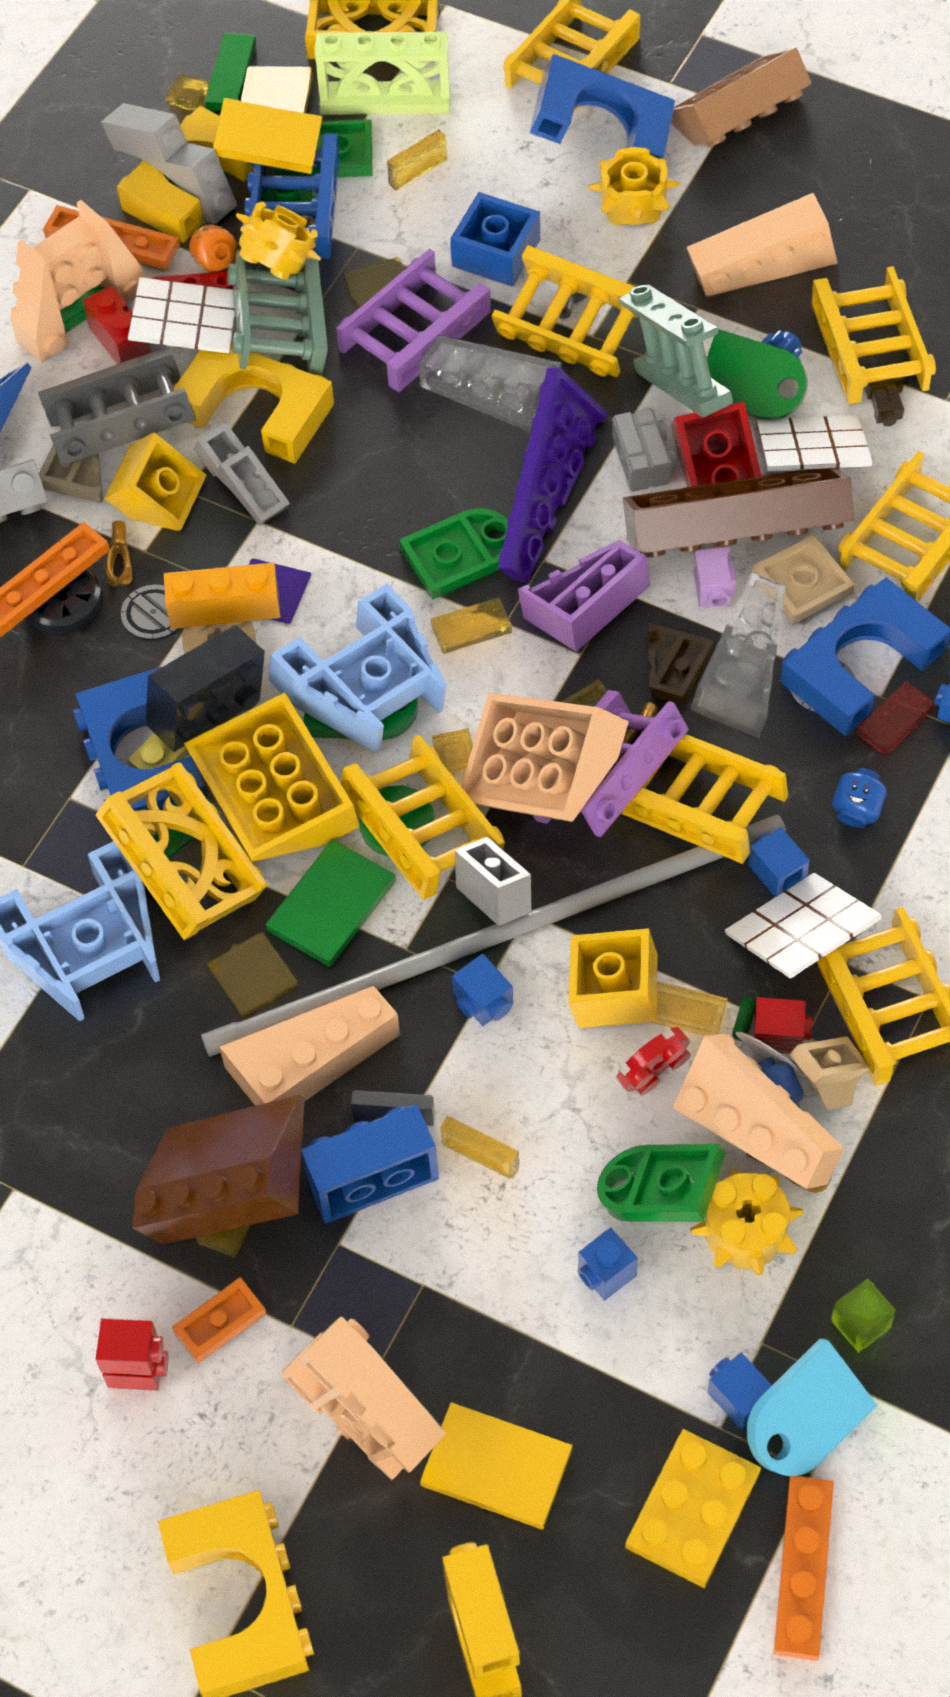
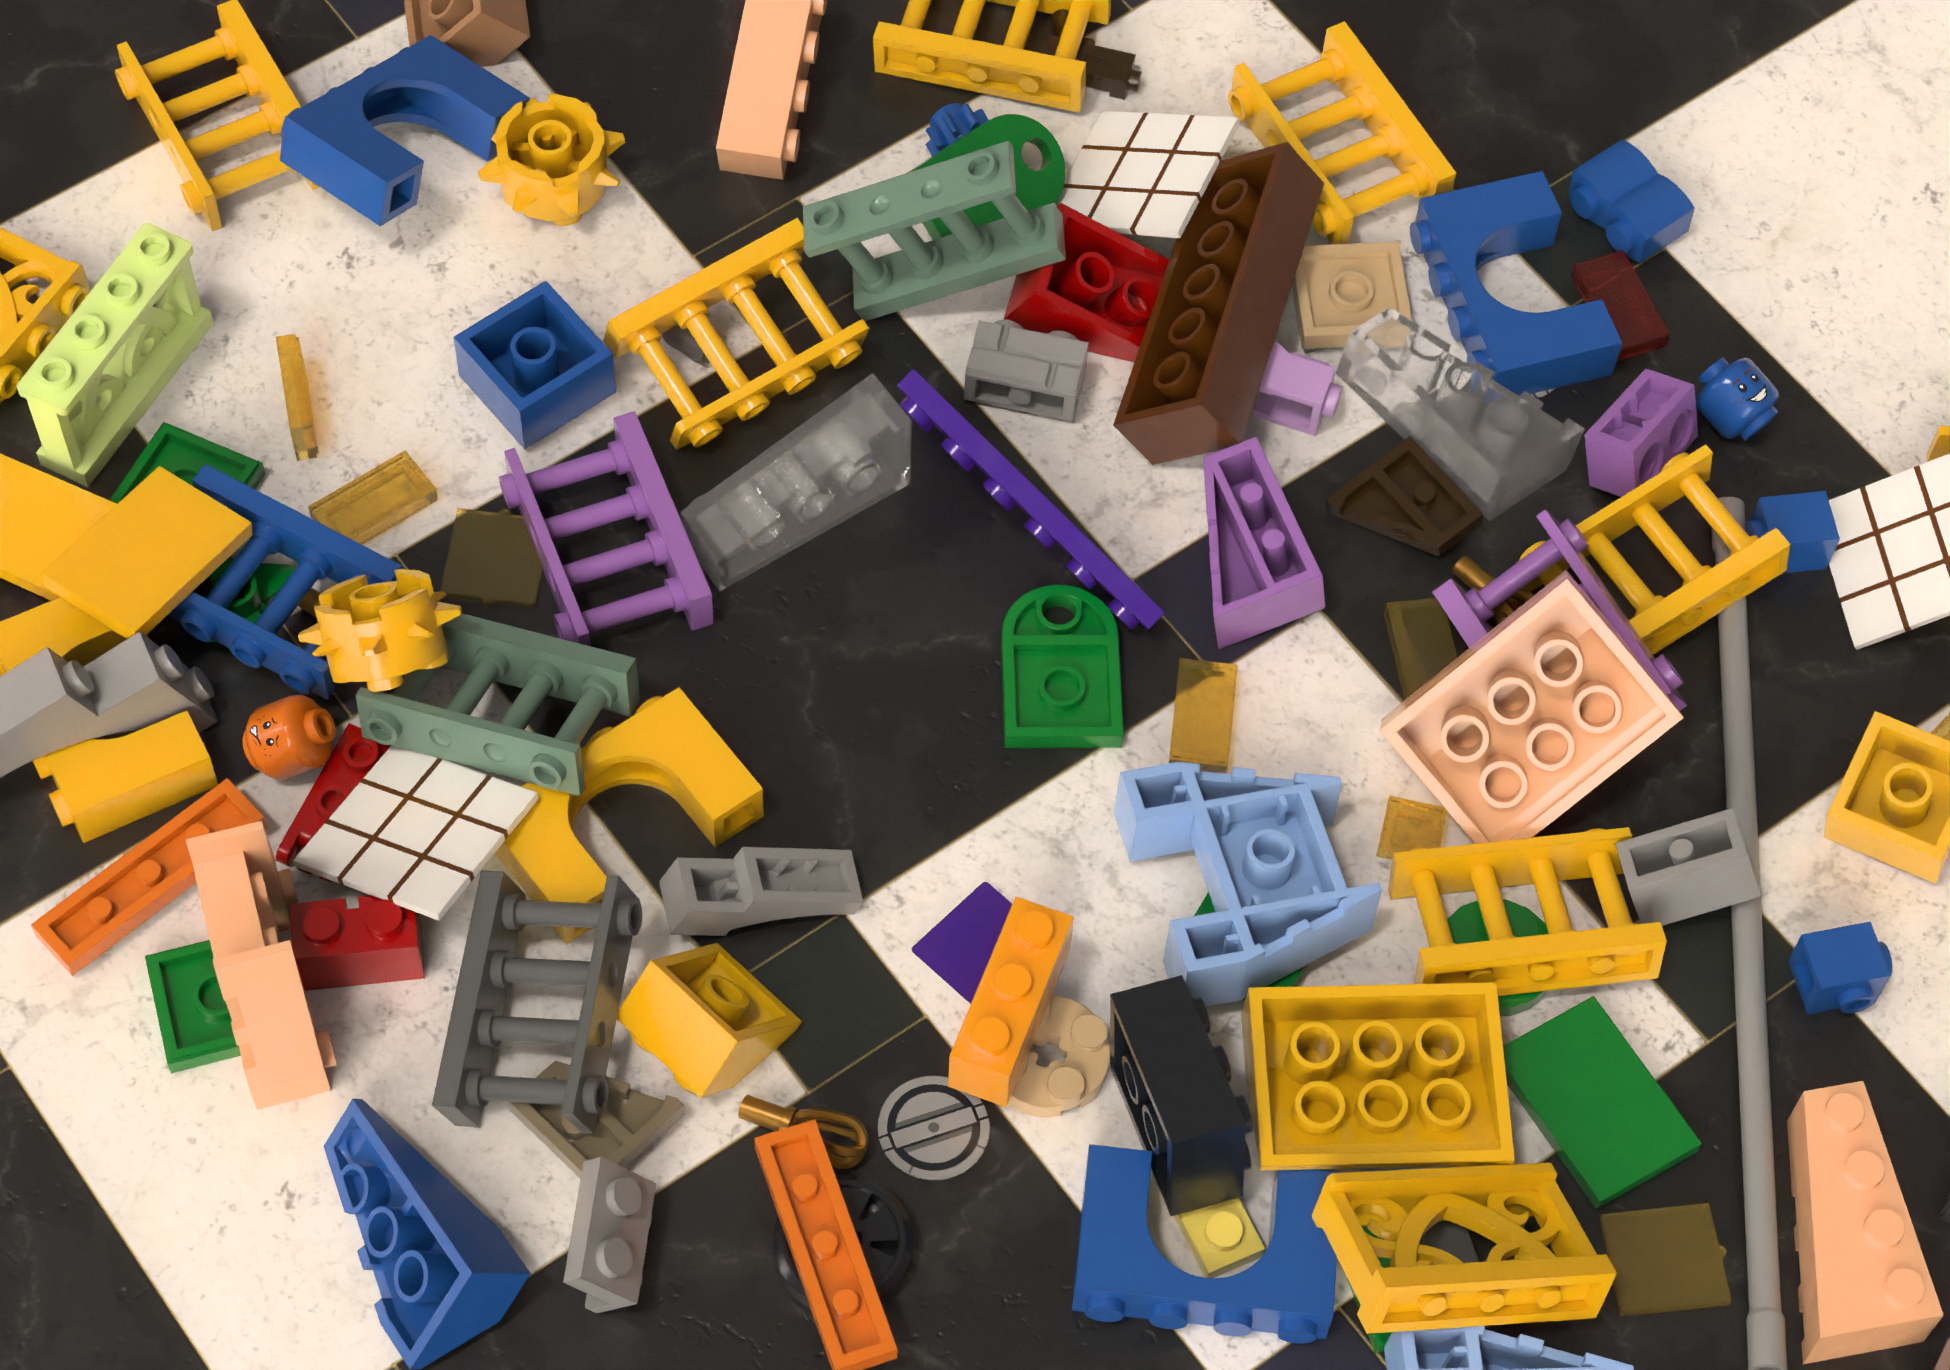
camera: 70 degrees left, 0 degrees up
(378, 222) = (376, 500): none -> clear yellow tile
(795, 750) = (1641, 432): none -> medium lavender brick

